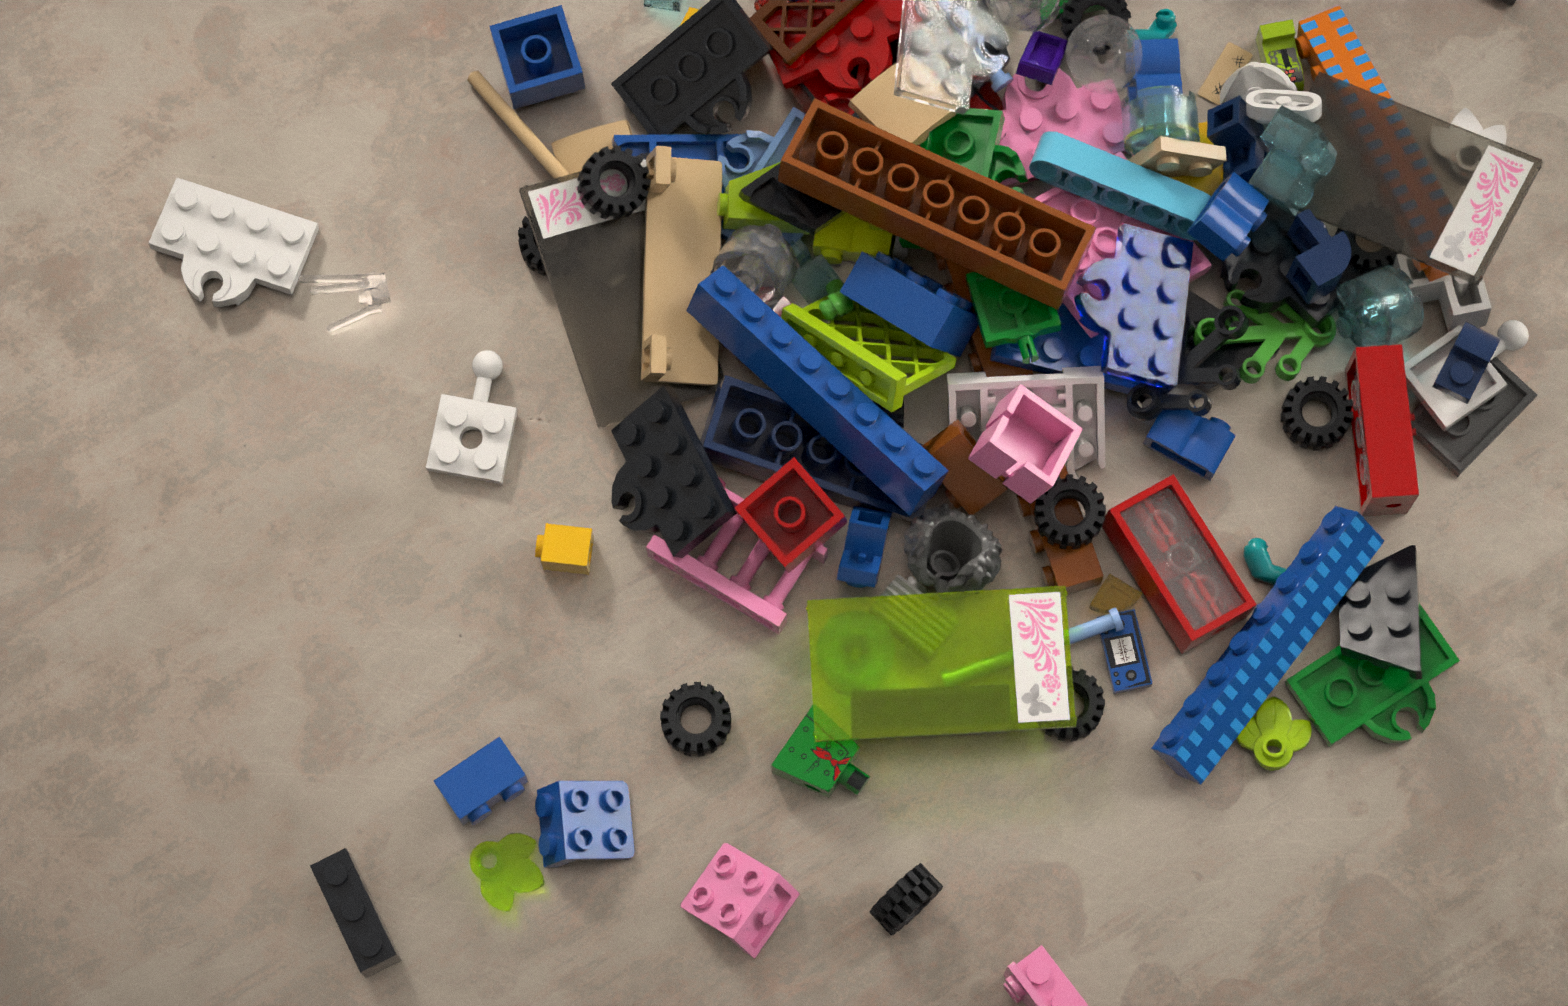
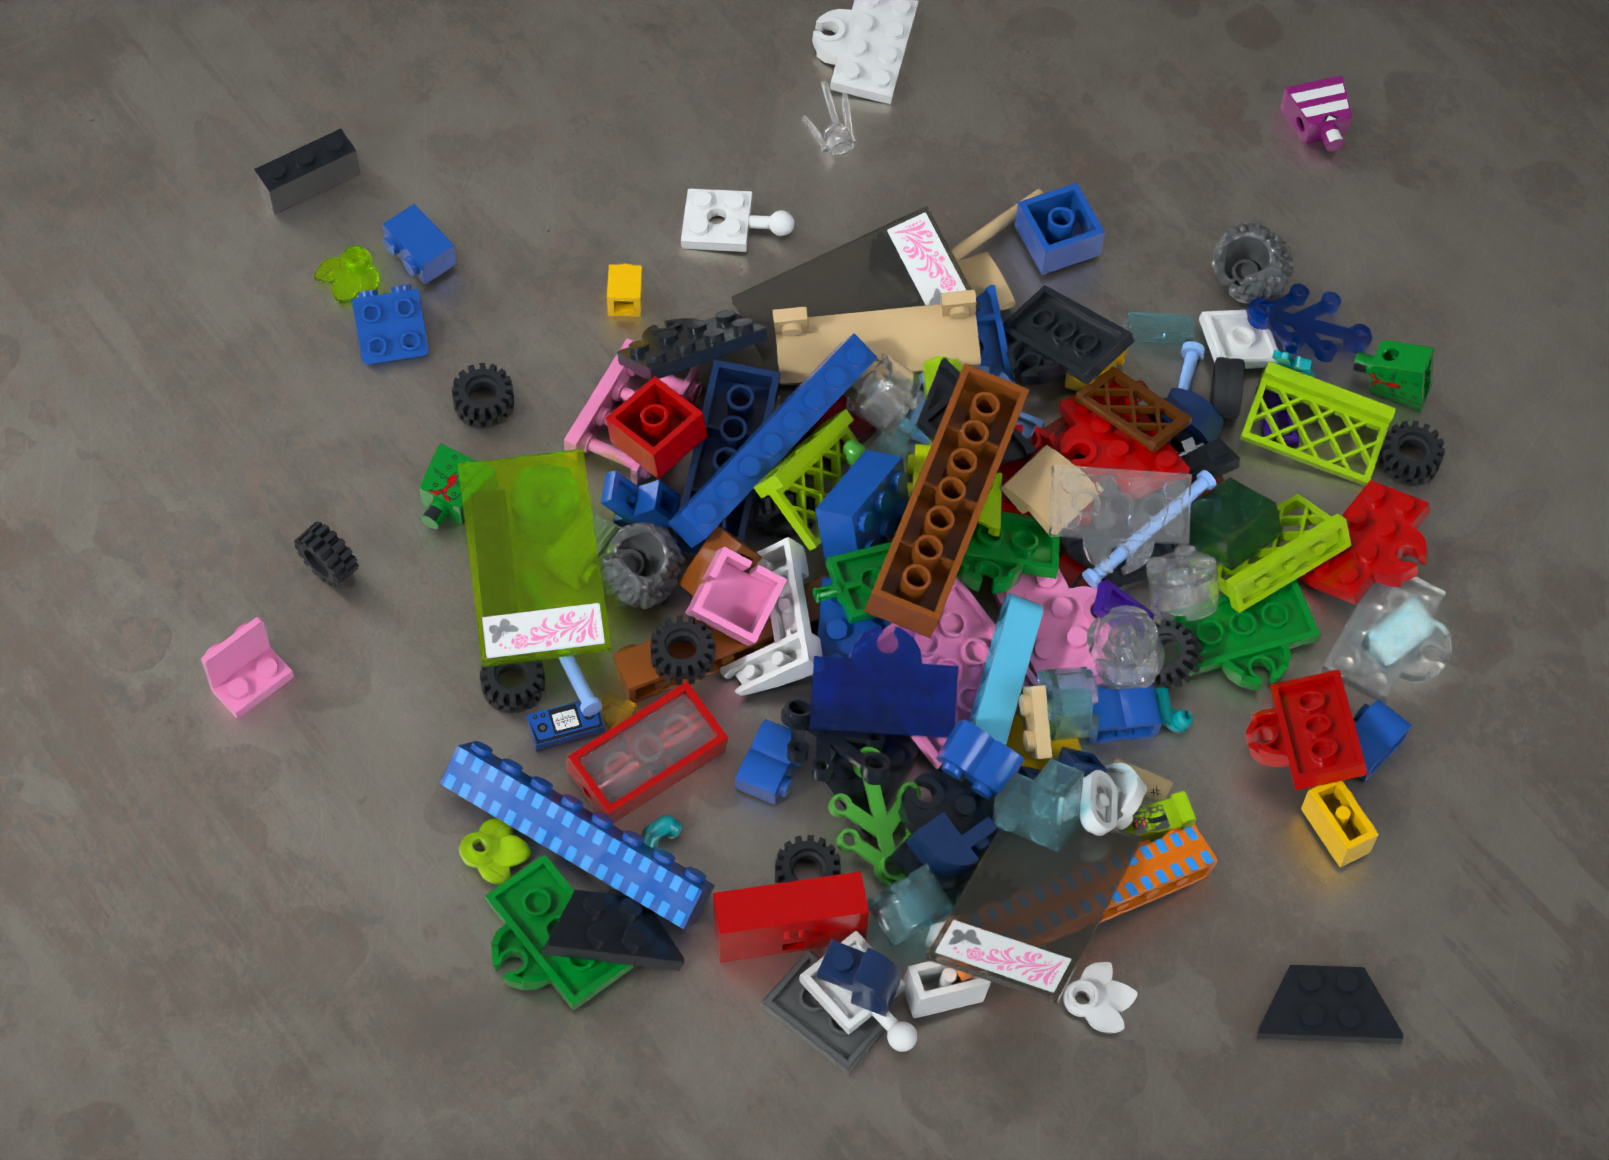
camera: 80 degrees right, 15 degrees down
(629, 167) = (942, 255): black tyre -> none
(740, 898) = (322, 440): bright pink bracket -> none

